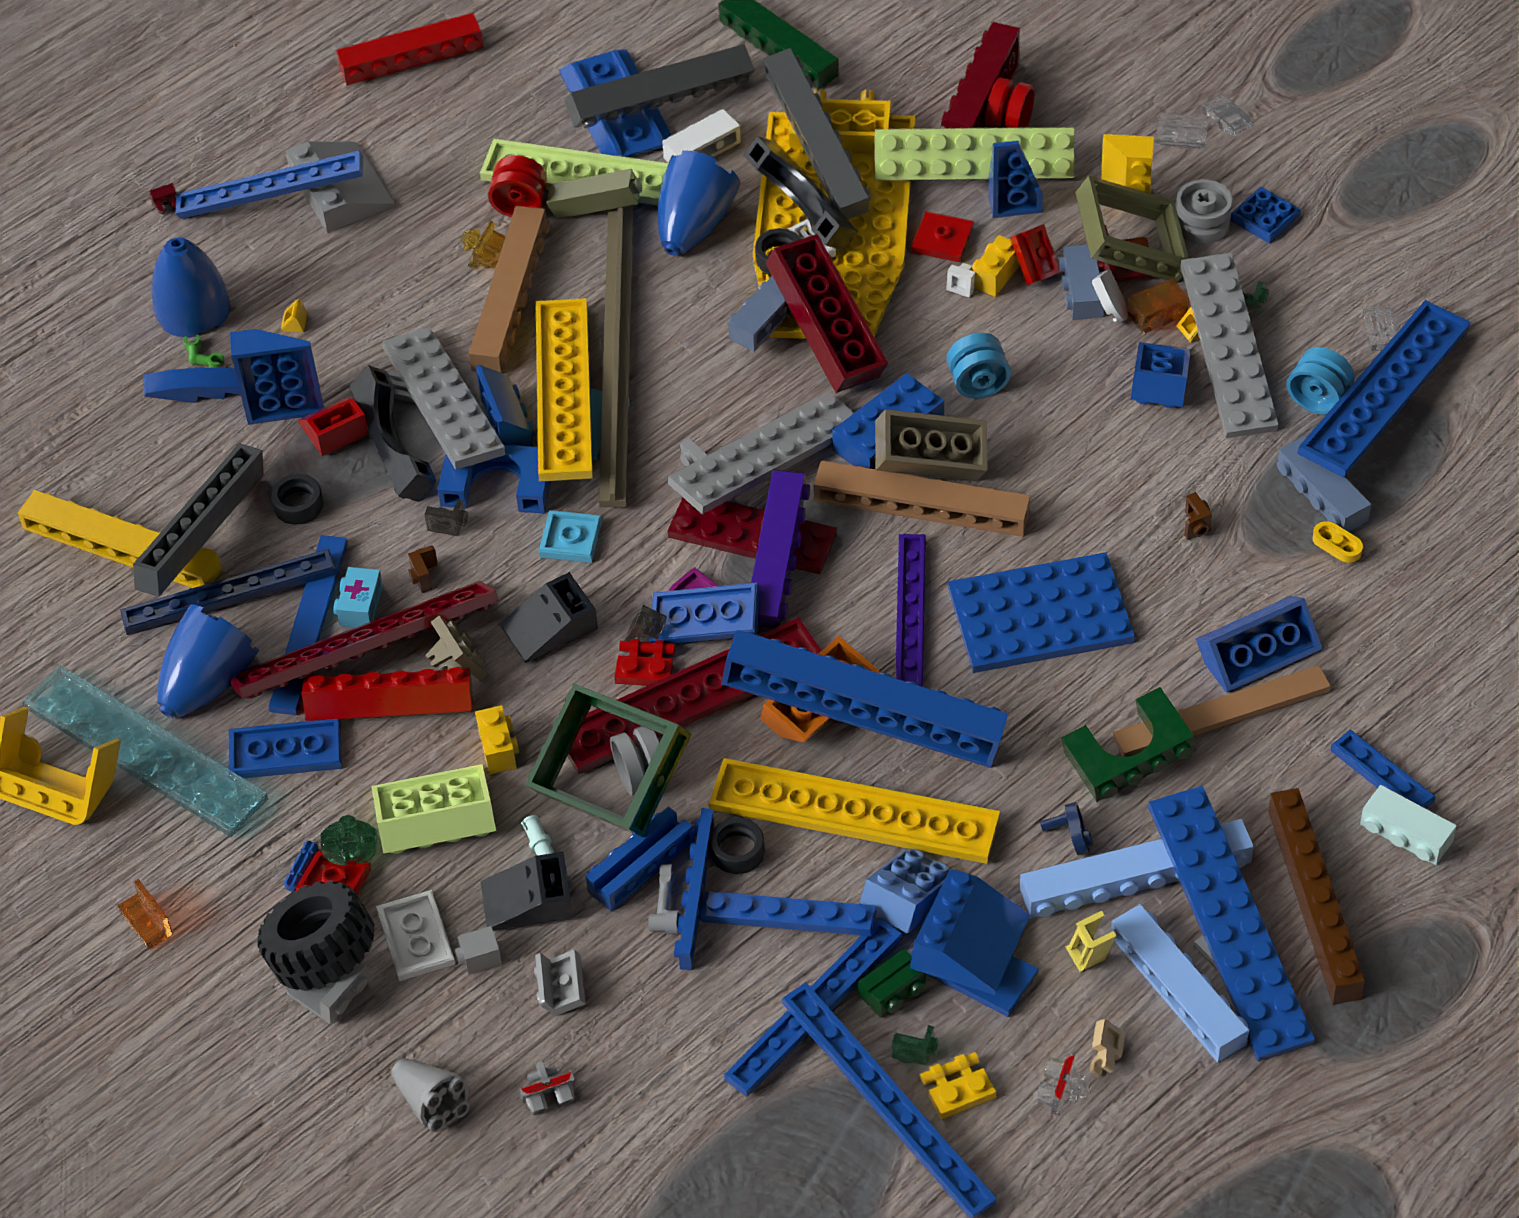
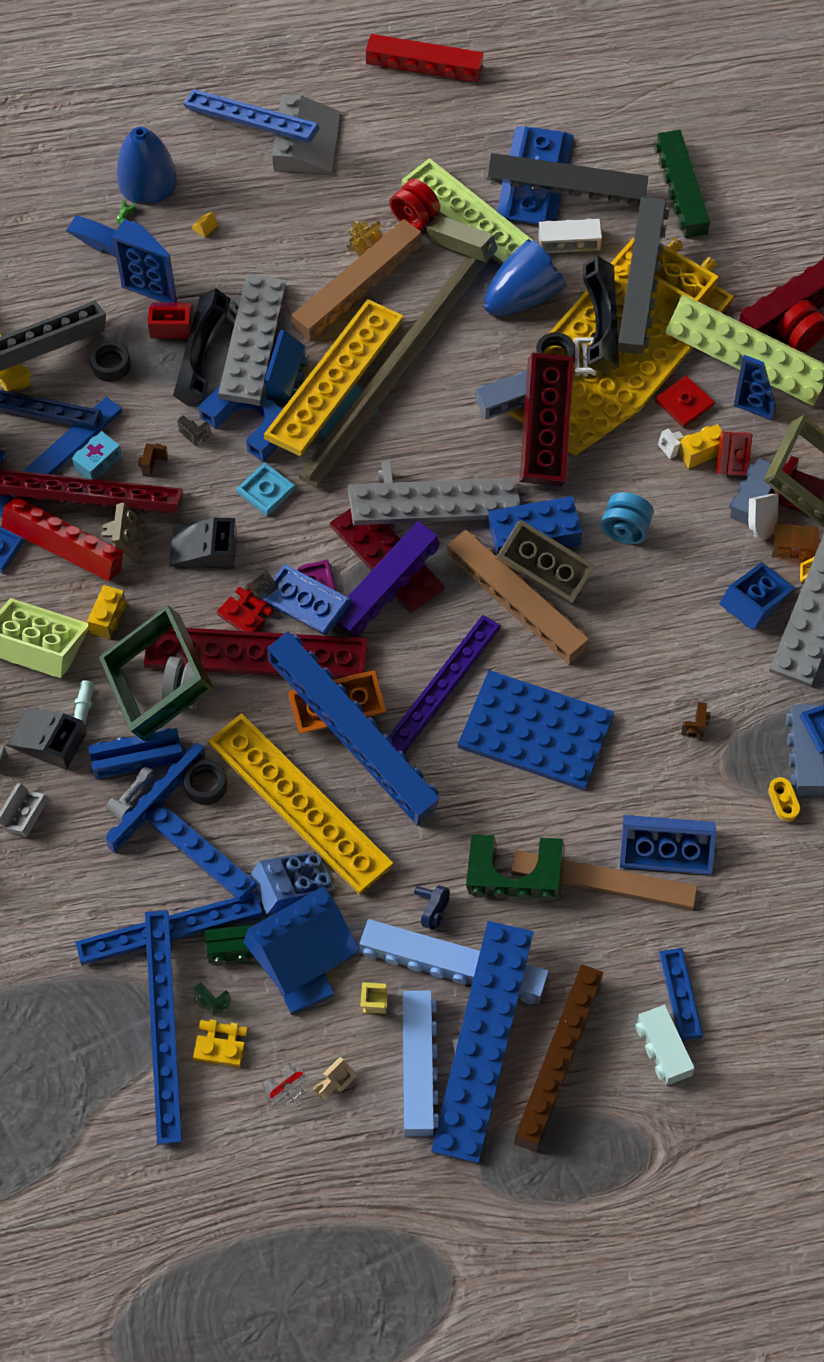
camera: 30 degrees right, 10 degrees up
(162, 195) = (183, 85): dark red tile -> none

